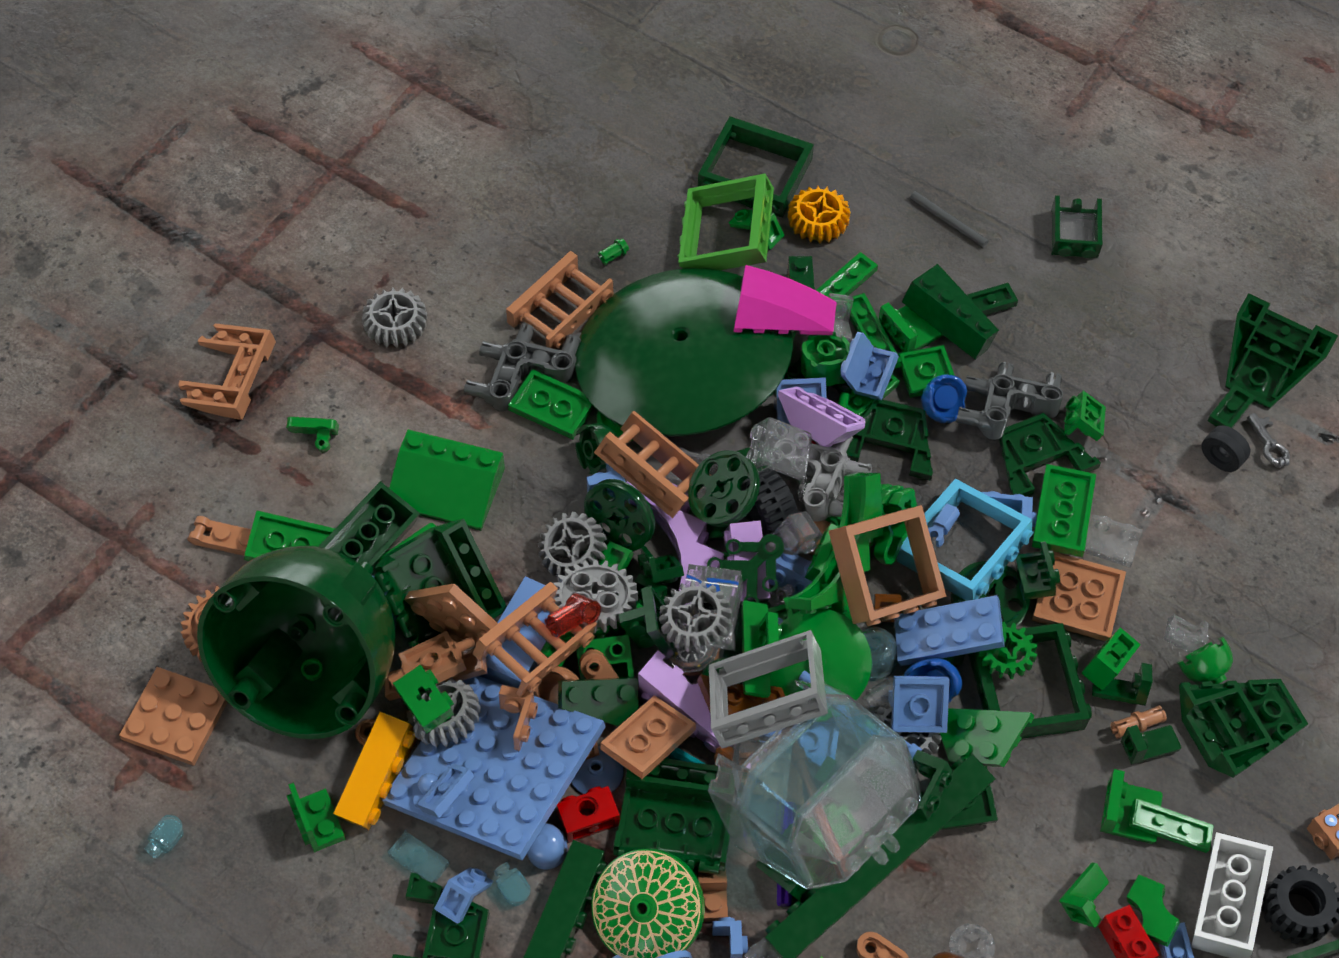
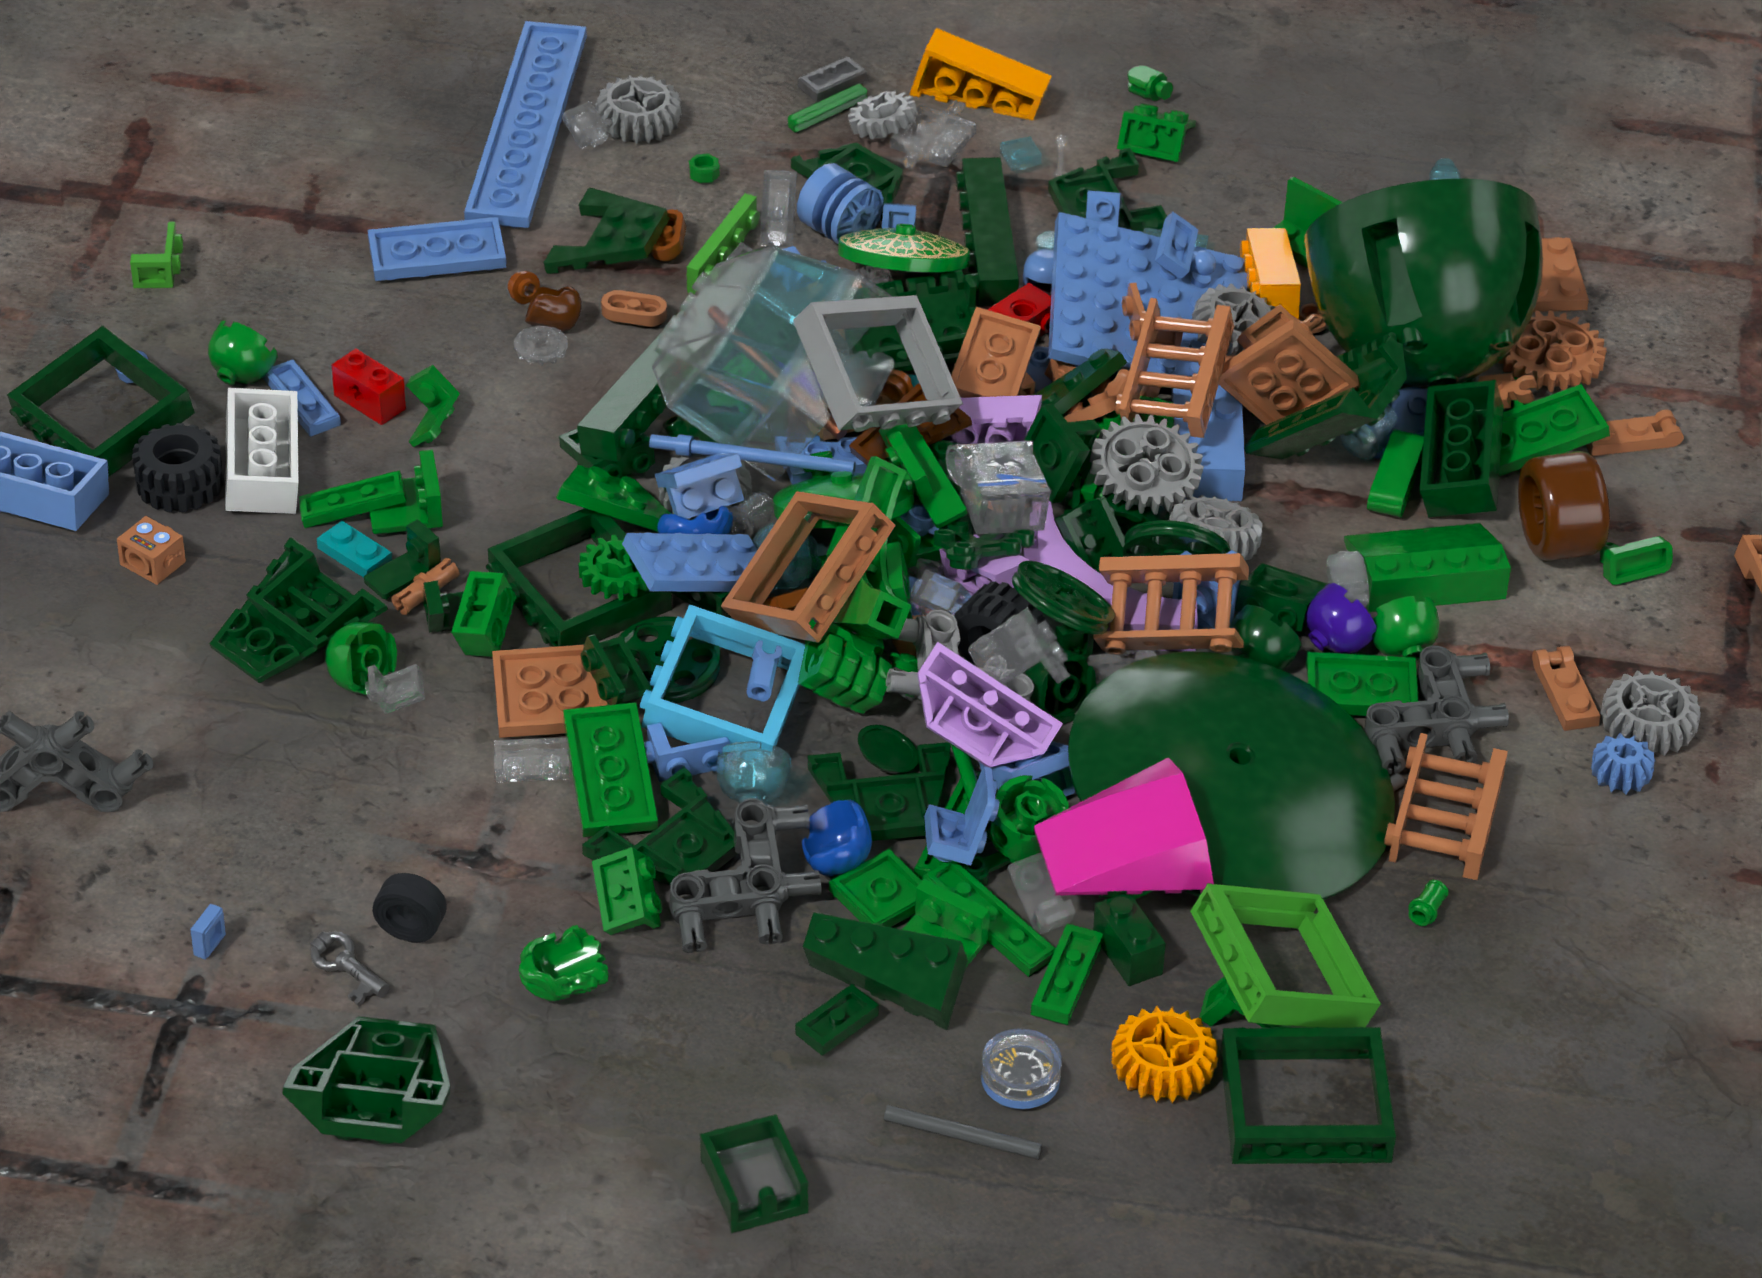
camera: 155 degrees right, 15 degrees down
(339, 455) = (1563, 506): none -> reddish brown wheel
(427, 360) = (1566, 688): none -> nougat plate
(429, 713) = (1257, 283): green brick -> none
(438, 291) = (1622, 763): none -> medium blue gear
(501, 425) = (1405, 627): none -> green cylinder
(513, 471) = (1349, 572): none -> clear gear
(542, 439) = (1337, 622): none -> dark purple cylinder
(558, 484) = (1280, 593): none -> dark green plate
(575, 612) = (1146, 398): clear red piece -> none
(676, 609) = (1006, 433): light grey gear -> none
(883, 461) = (887, 749): none -> dark green piece
(903, 231) = (1021, 1068): none -> clear piece
(941, 778) = (648, 396): dark green bracket -> none
(975, 468) = (750, 772): none -> clear light blue cylinder
(1143, 380) = (563, 966): none -> green hair
(1148, 899) = (343, 414): green tile -> none
(1179, 783) = (353, 549): none -> teal plate
(1231, 407) = (416, 985): dark green plate -> none

